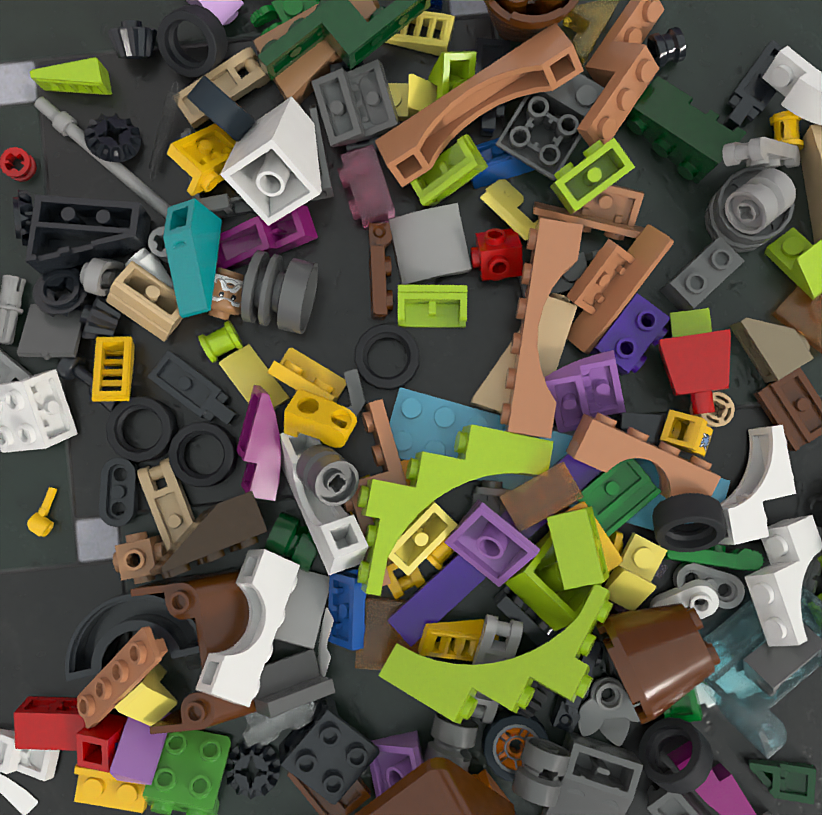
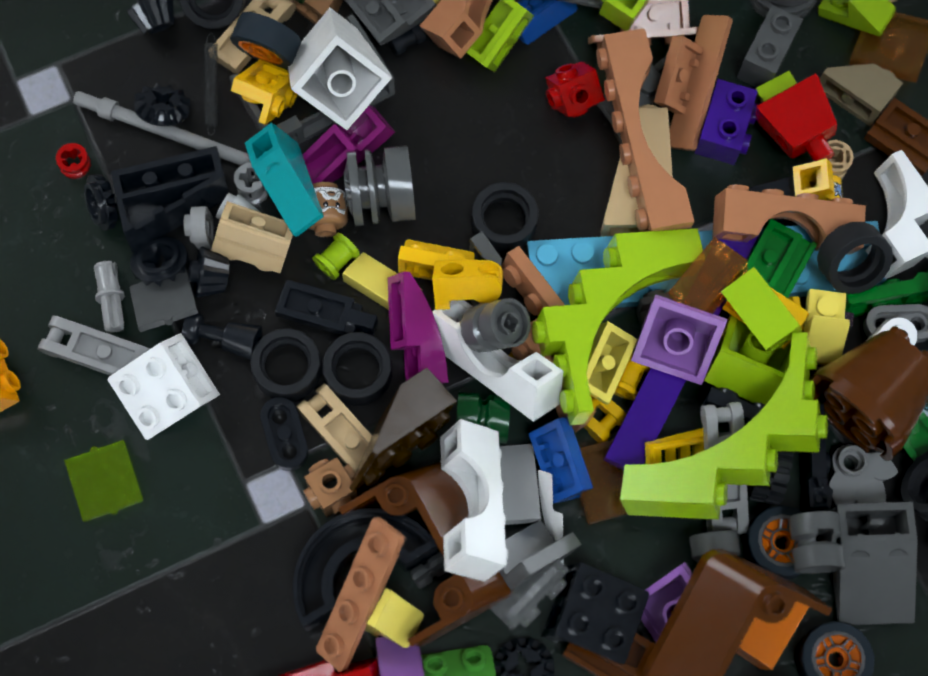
camera: 25 degrees left, 15 degrees down
(38, 522) = (212, 496): yellow hand -> none
(78, 76) = (104, 64): lime slope -> none
(113, 347) = (236, 303): yellow slope -> none
(368, 186) = (427, 71): clear pink brick -> none
(379, 268) = (466, 143): reddish brown hinge -> none
(429, 244) = (505, 104): light grey slope -> none
(432, 306) = (530, 156): lime hinge -> none
(504, 201) = (565, 44): light yellow piece -> none
(586, 388) = (705, 174): medium lavender slope -> none

